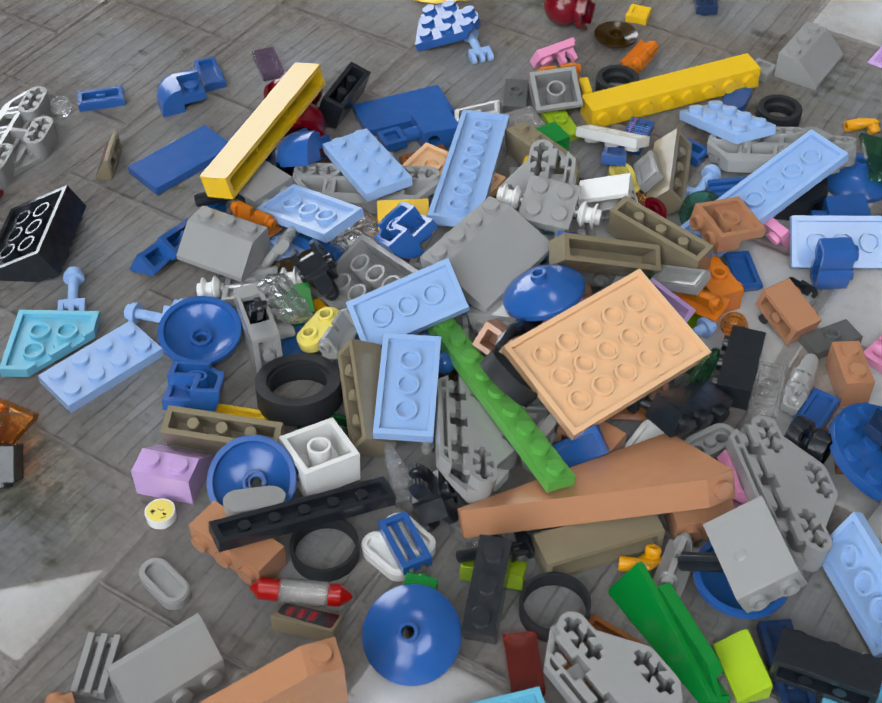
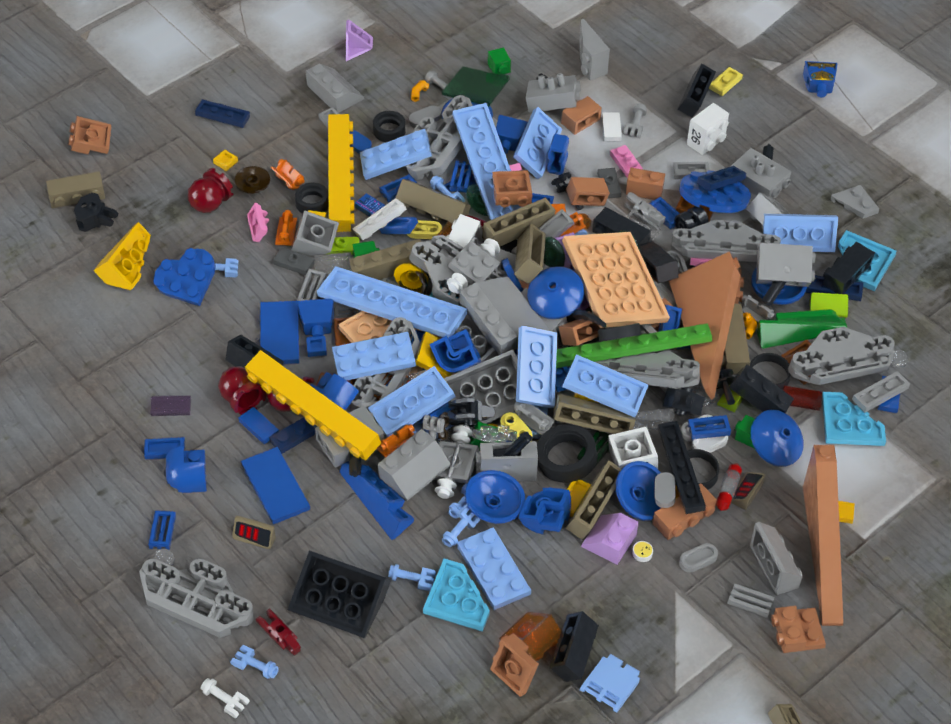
camera: 75 degrees left, 5 degrees up
(648, 171) = (429, 211): light grey tile -> none

